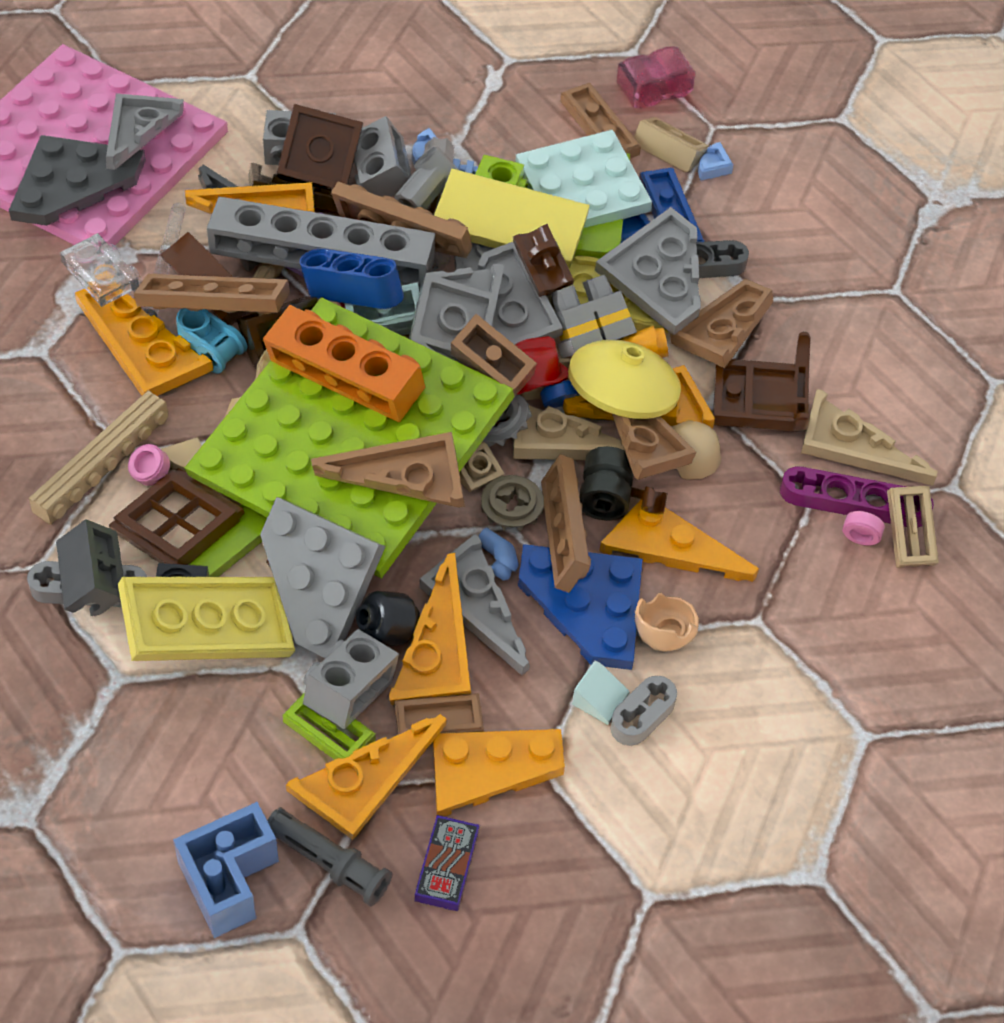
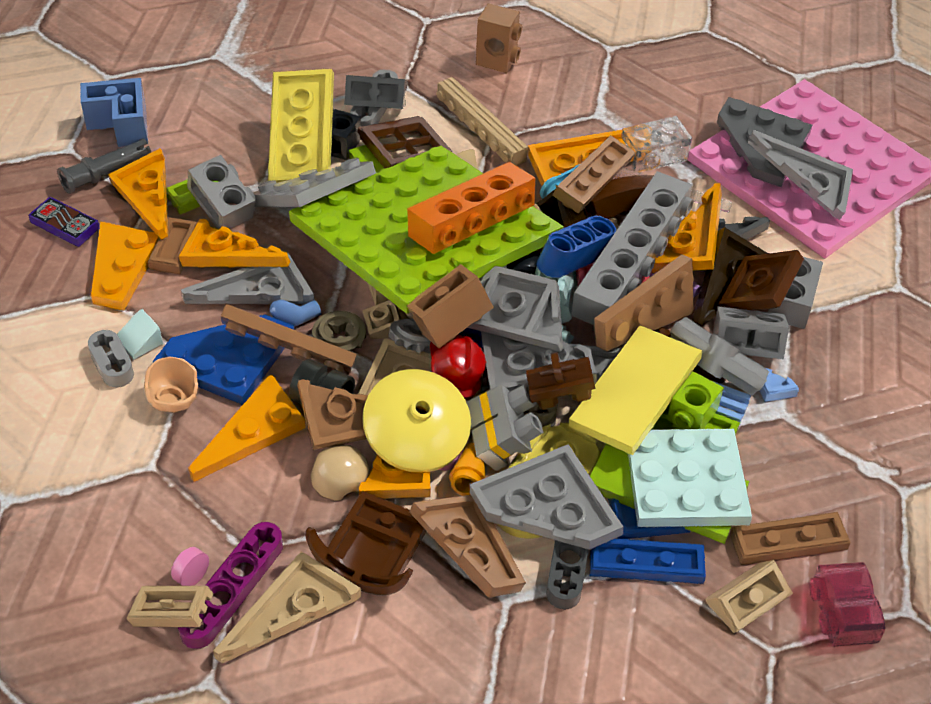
camera: 110 degrees right, 5 degrees down
(148, 464) = (462, 140): bright pink tile -> none
(388, 617) = (261, 222): black head -> none
(413, 468) = (354, 221): medium nougat wing -> none
(652, 501) = (287, 407): reddish brown hand -> none
(714, 163) = (711, 626): light blue tile -> none

